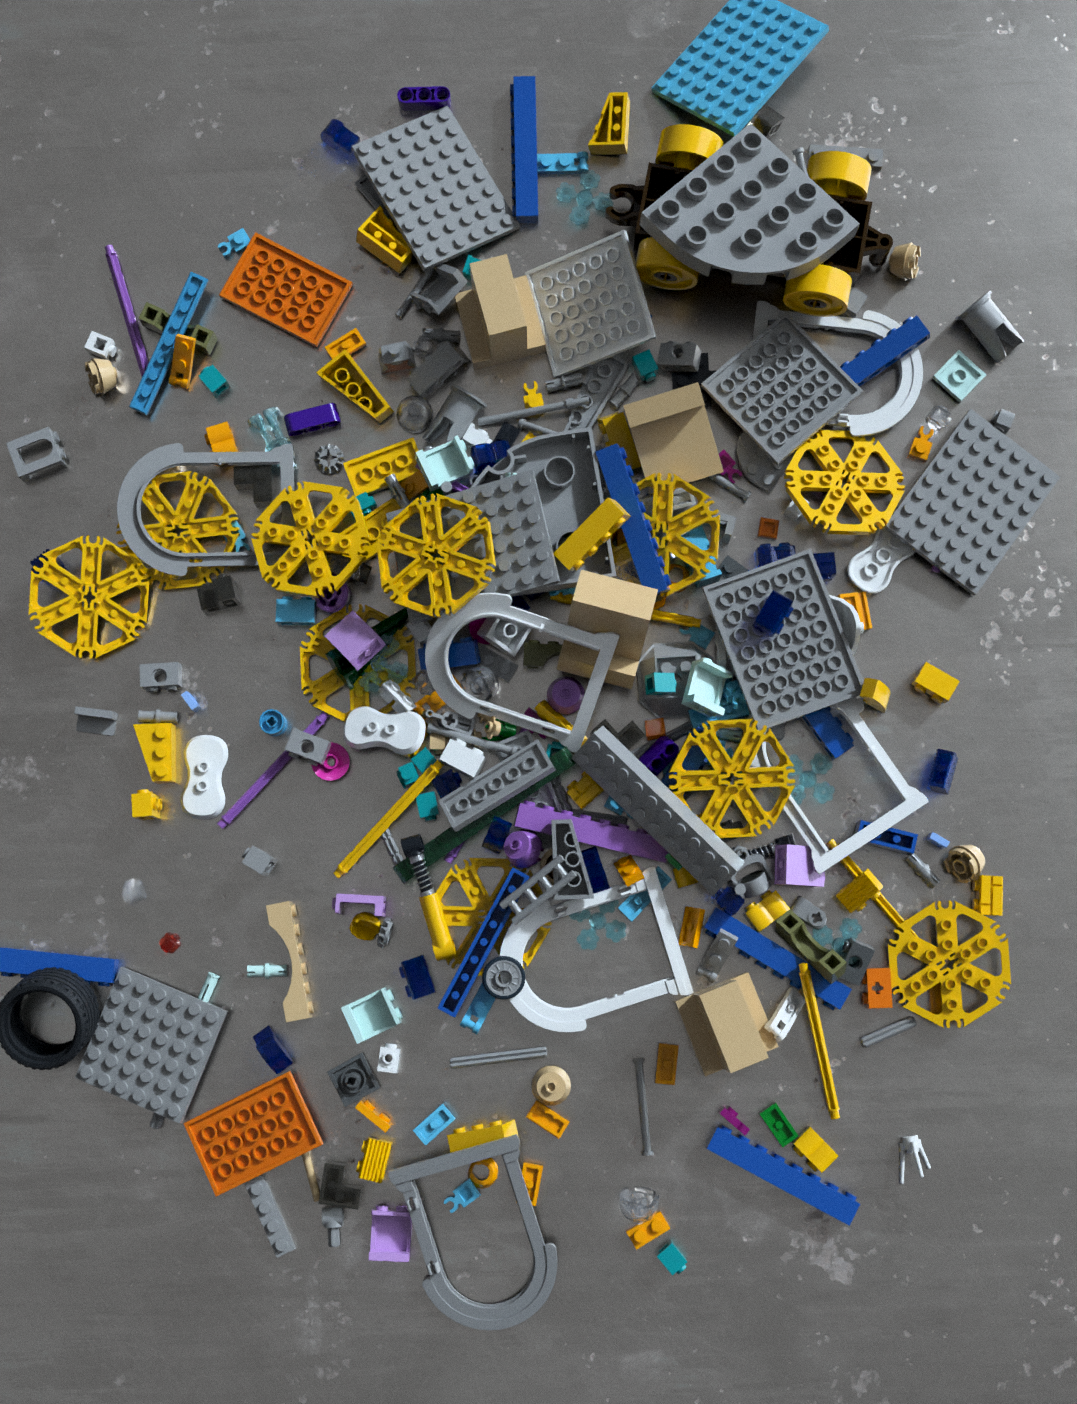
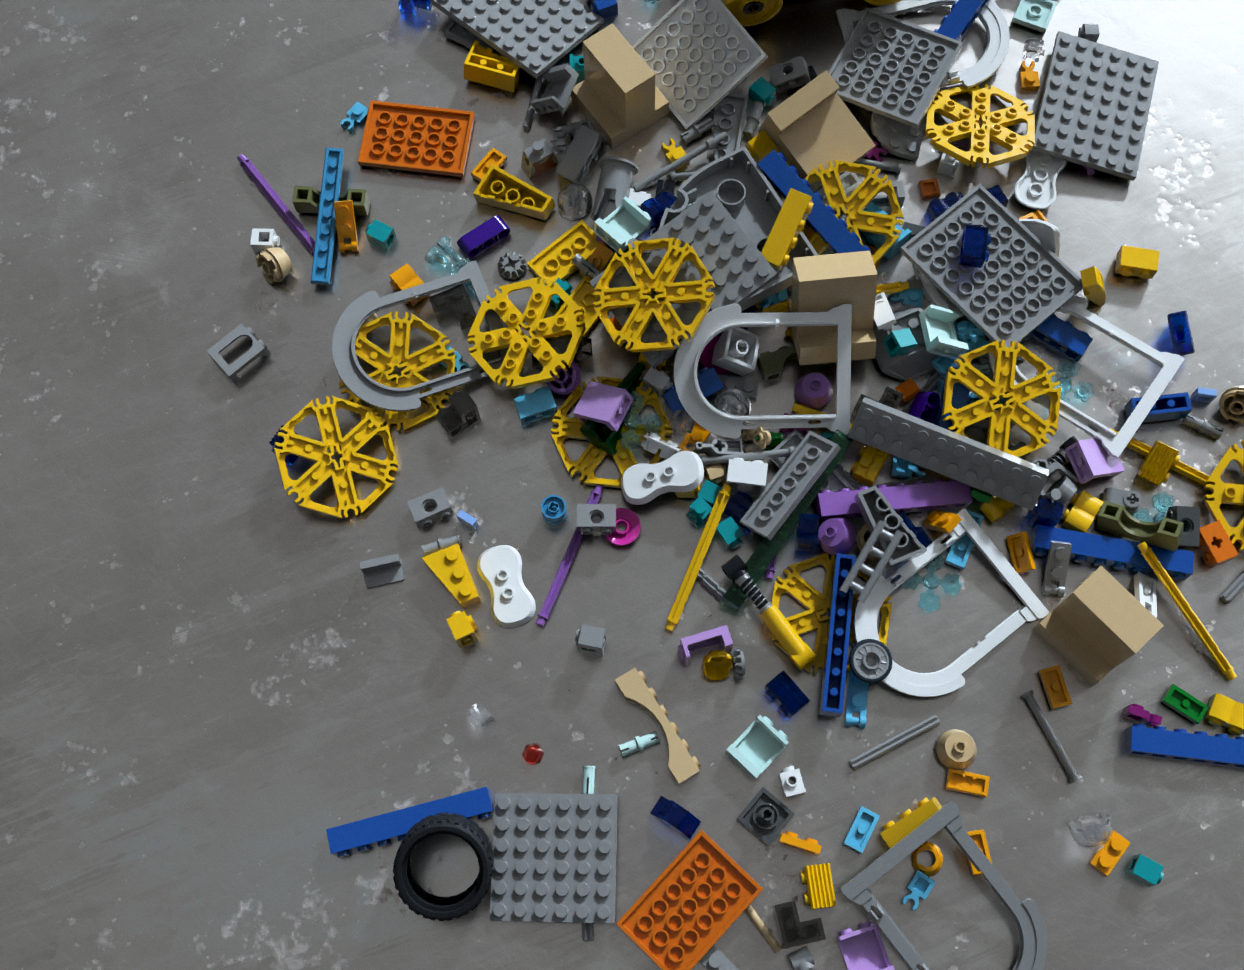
camera: 20 degrees left, 10 degrees down
(656, 645) = (883, 314): none -> white slope

